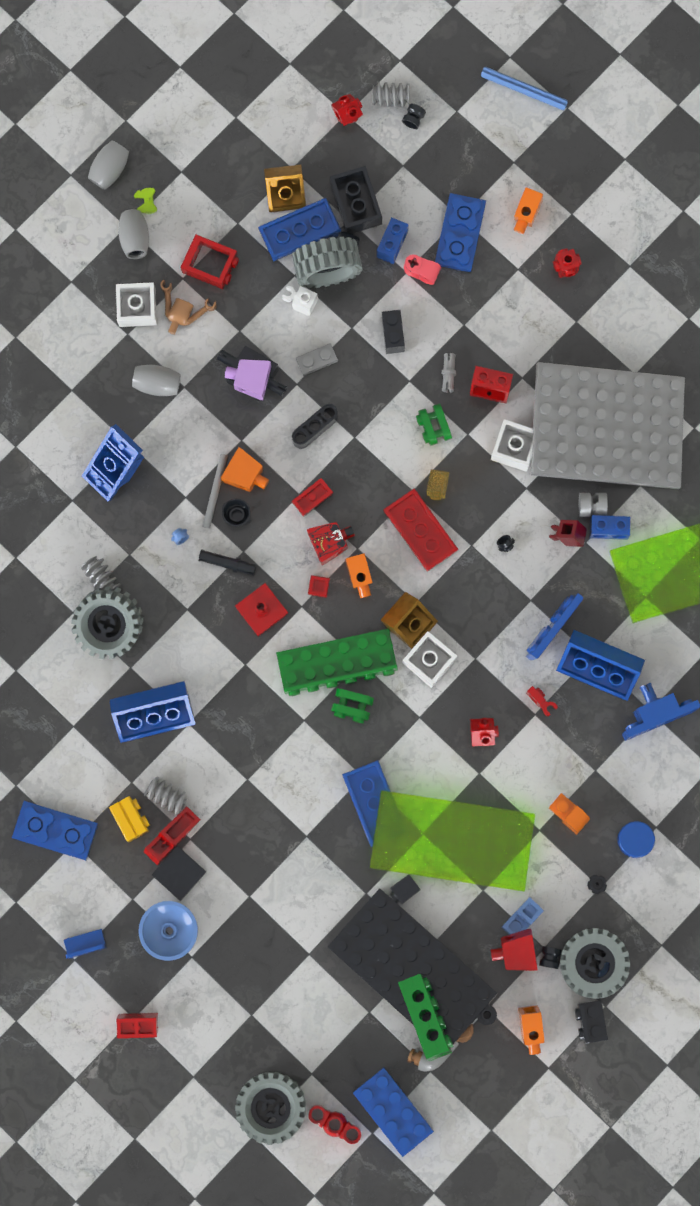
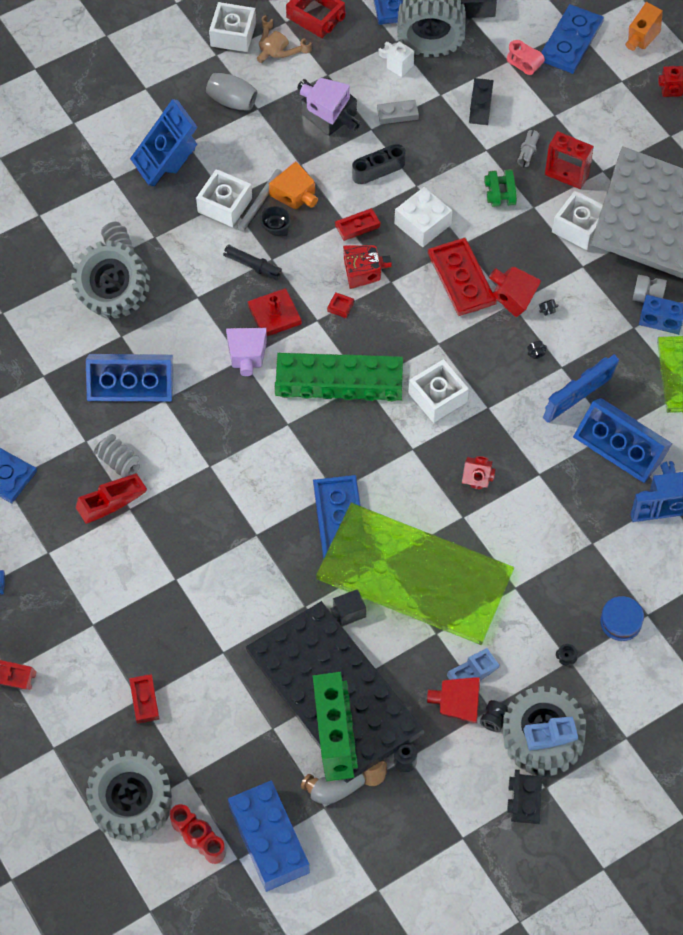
camera: 10 degrees right, 20 degrees down
(129, 818) = (71, 470): yellow brick -> none
(154, 925) = (75, 573): medium blue dish -> none
(179, 536) = (211, 229): medium blue plate -> none
(179, 873) = (106, 537): black tile -> none
(183, 503) = (224, 198): none -> white brick
(248, 657) = (246, 348): none -> lavender torso
(256, 1016) = (144, 699): none -> red plate
(341, 710) = (343, 417): green brick -> none
(356, 565) = (386, 295): orange torso -> none
(370, 475) = (423, 216): none -> white brick
(392, 240) = (501, 28): blue brick -> none
(409, 620) = (426, 349): pearl gold slope -> none
(437, 484) = (490, 237): clear yellow brick -> none
(472, 536) = (514, 289): none -> red torso
(505, 591) = (536, 349): none -> black plate
(531, 1021) = (454, 775): orange torso -> none
(538, 698) = (546, 456): red plate -> none
(569, 533) = (619, 309): dark red brick -> none
(569, 813) = (557, 574): orange brick -> none
(602, 973) = (550, 734): none -> medium blue slope

